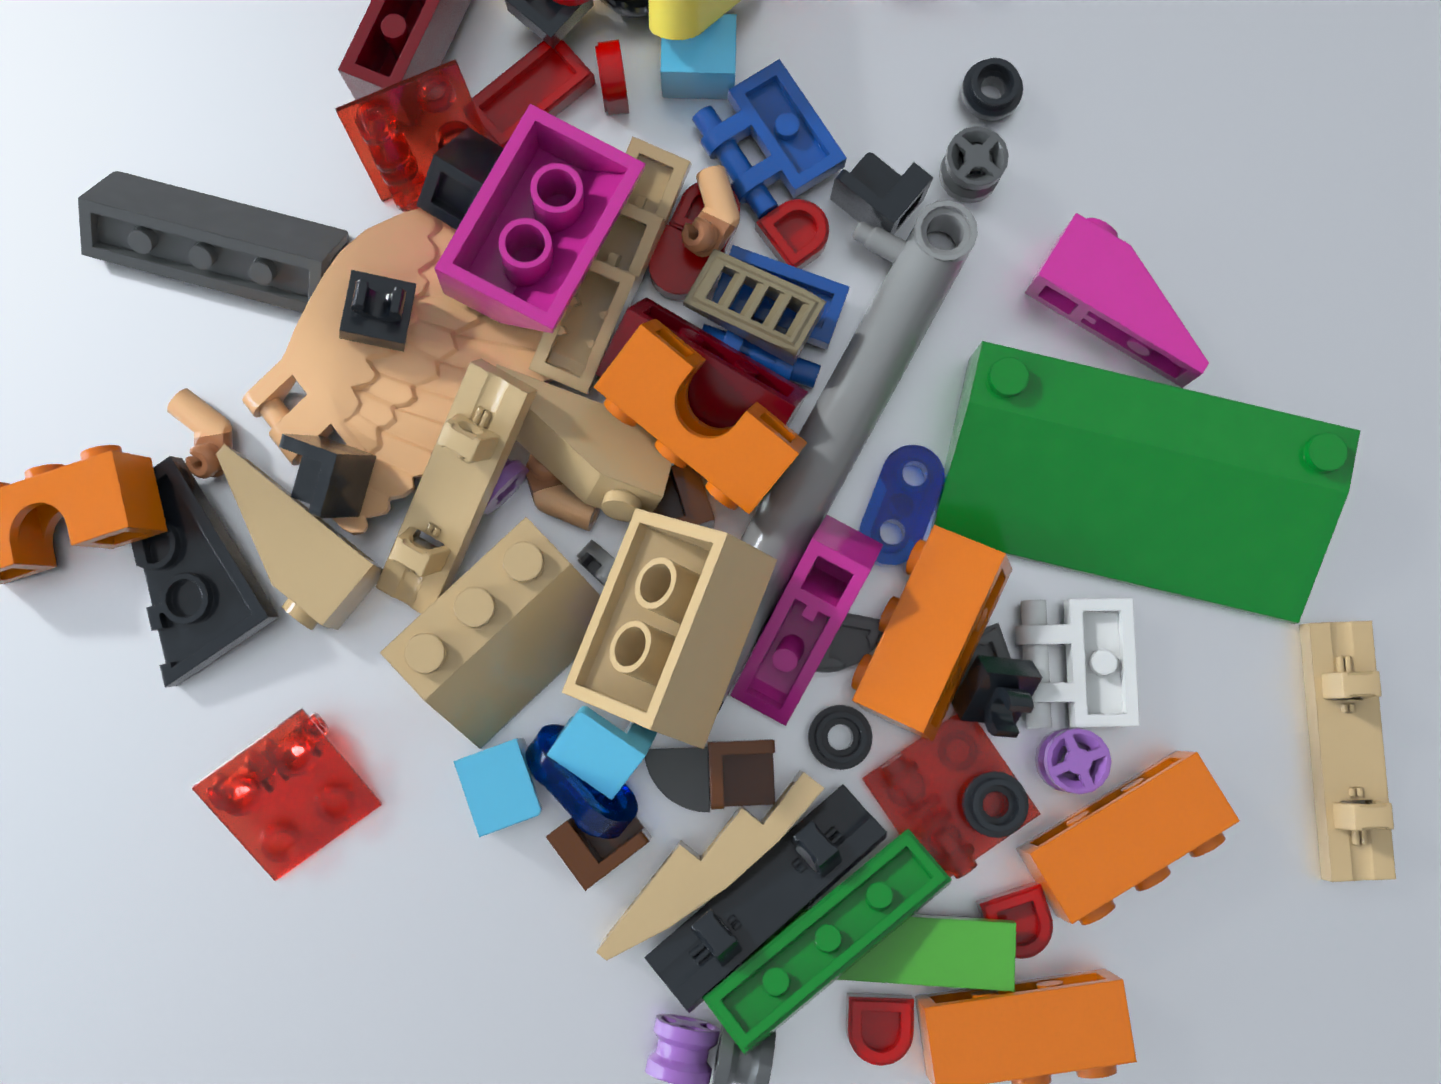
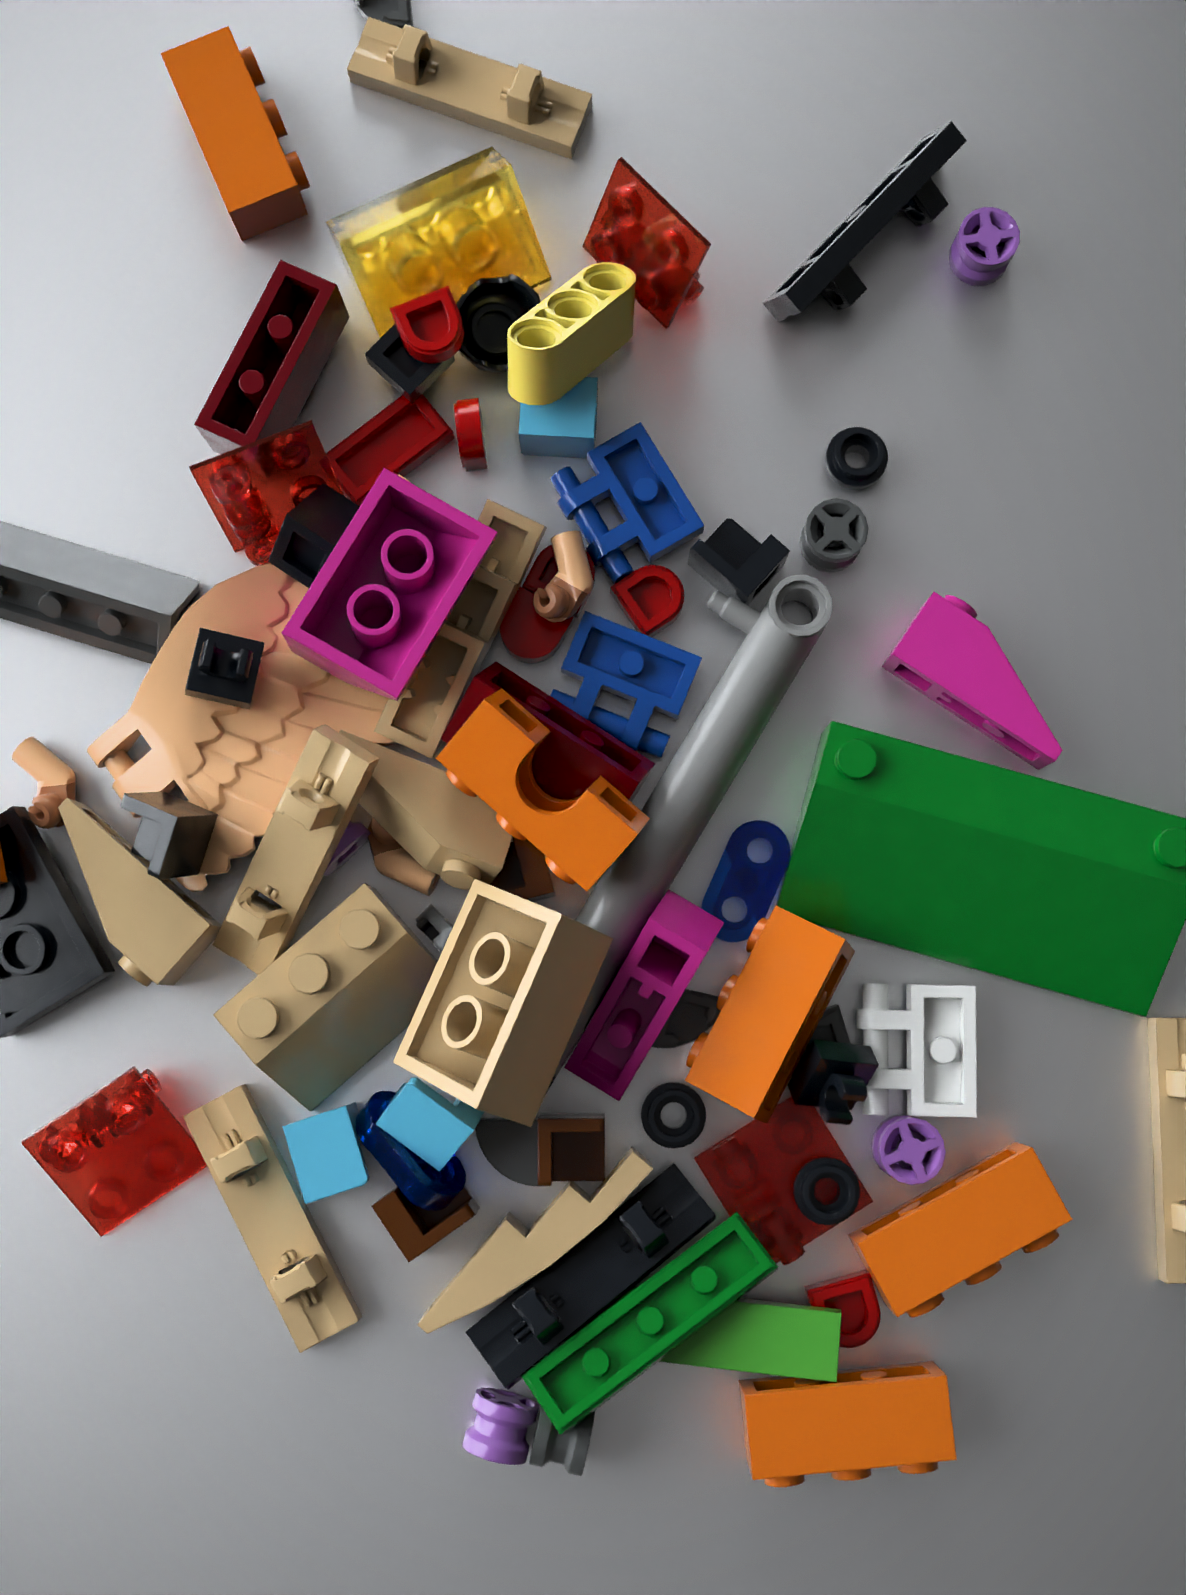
camera: 10 degrees right, 0 degrees up
(446, 854) = (272, 1217): none -> tan hinge
(787, 295) = (635, 718): dark tan slope -> none
(880, 1026) = (701, 1409): red tile -> none

